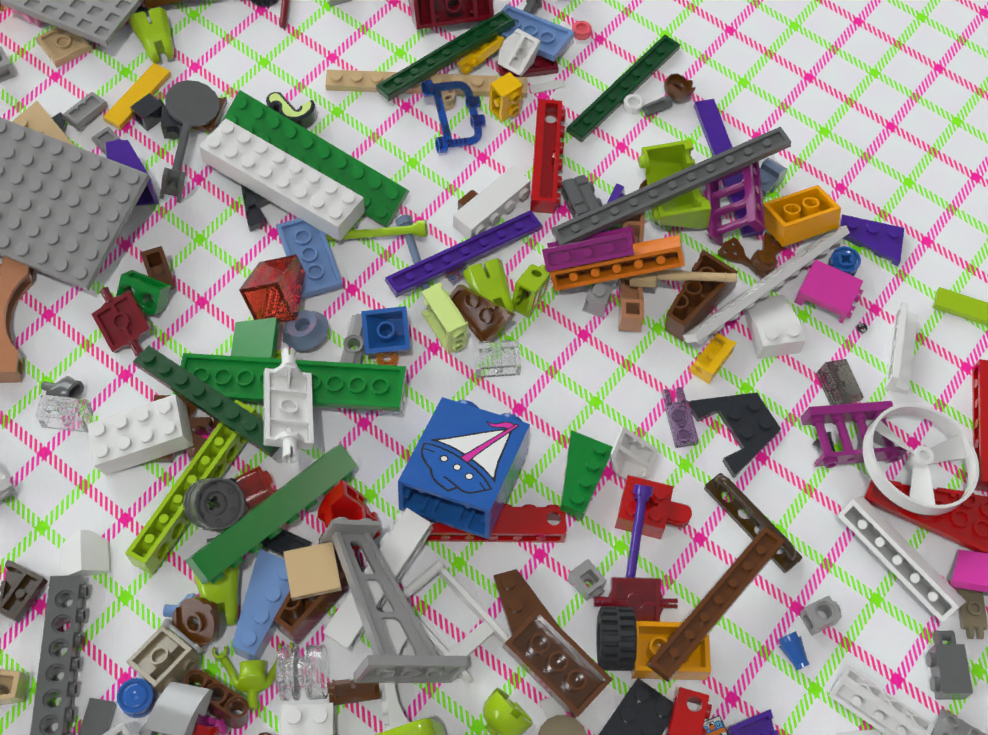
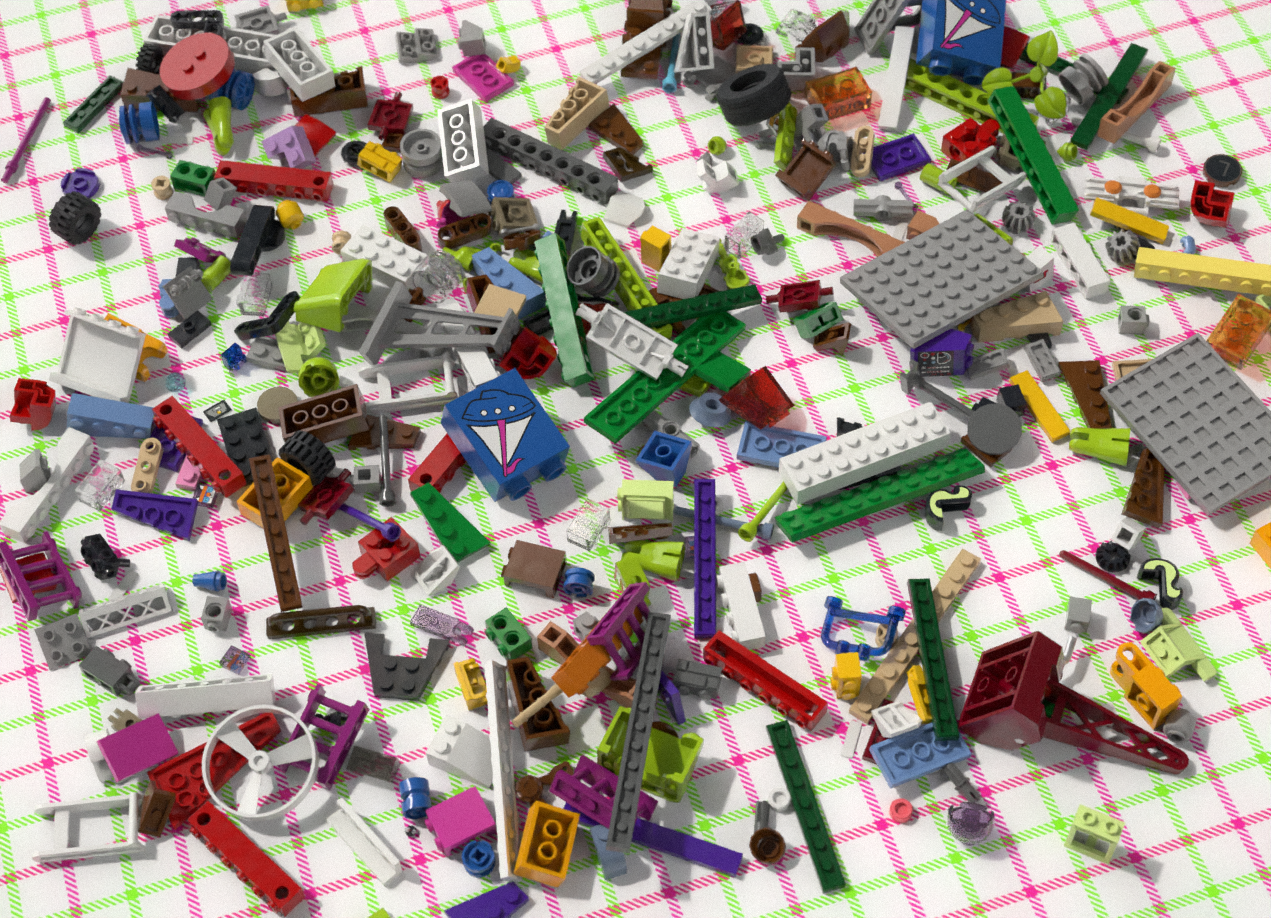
camera: 130 degrees right, 5 degrees down
(95, 71) = (1085, 384): none -> reddish brown wing
(124, 396) = (731, 268): none -> lime piece
(135, 478) = (655, 247): none -> yellow brick
(154, 594) = (566, 229): none -> black hinge
(561, 329) = (579, 582): none -> blue wheel
(572, 375) = (535, 567): none -> reddish brown panel
(590, 550) = (387, 497): none -> dark grey piece
(646, 356) = (511, 633): none -> green brick
(840, 332) = (416, 797): none -> blue wheel
(843, 570) = (234, 660): none -> clear purple tile

